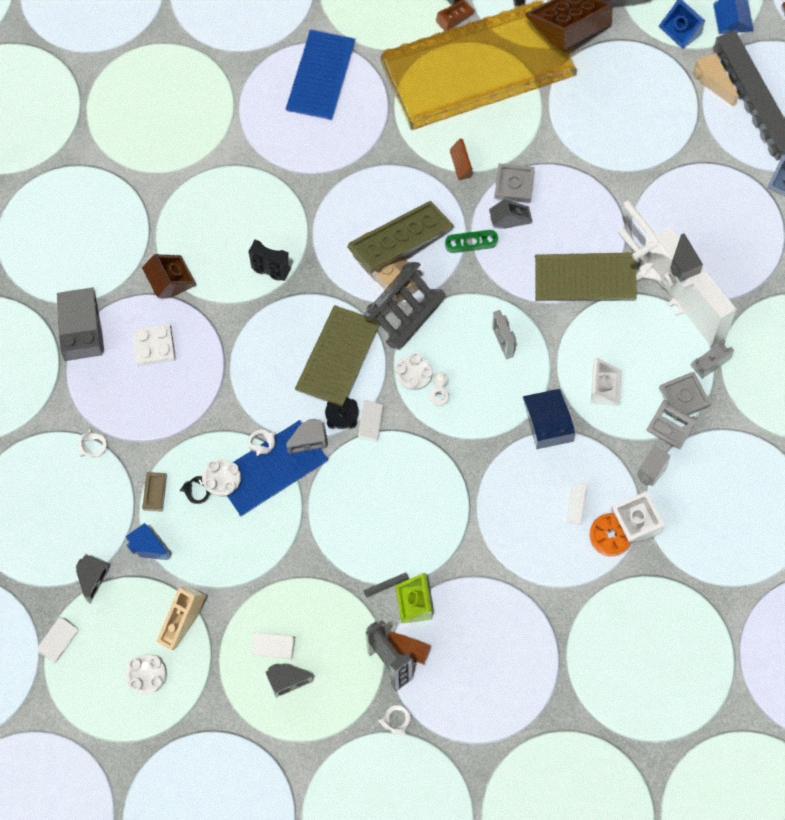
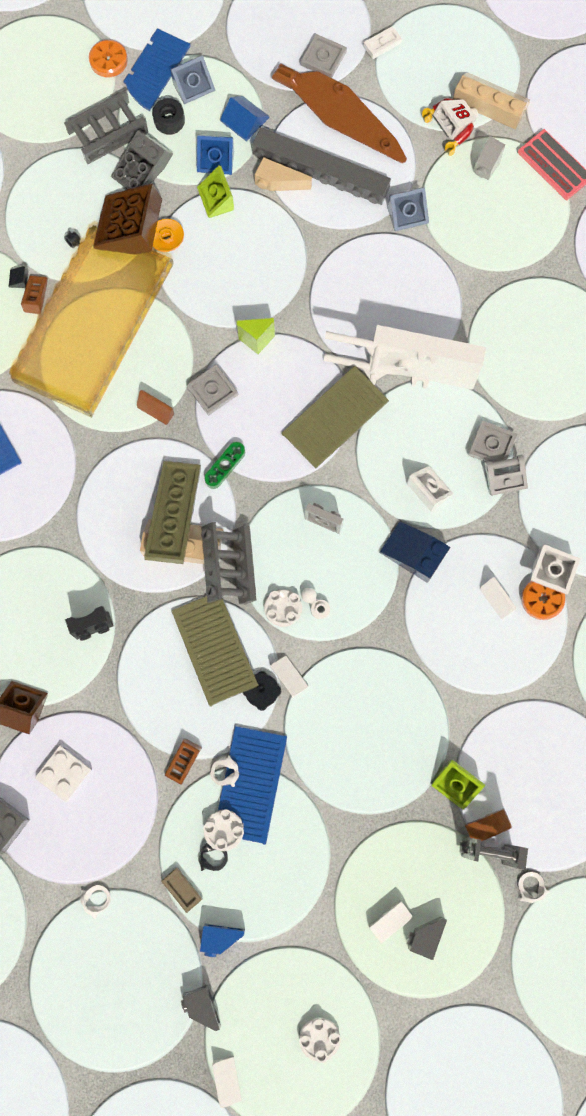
camera: 45 degrees left, 10 degrees up
(180, 616) = (302, 969): tan slope -> none
(249, 413) = (191, 746): none -> dark orange slope
(307, 437) = (257, 734): light grey slope -> none
(386, 584) = (424, 792): dark grey piece -> none
(510, 214) = (234, 418): dark grey slope -> none
(585, 169) = (256, 333): none -> lime slope
(591, 45) = (168, 228): none -> light orange dish
(653, 466) = (526, 519): light grey slope -> none
(655, 51) = (216, 194): none -> lime slope
(685, 260) = (416, 341): dark grey slope -> none
(712, 359) = (484, 398): light grey hinge -> none

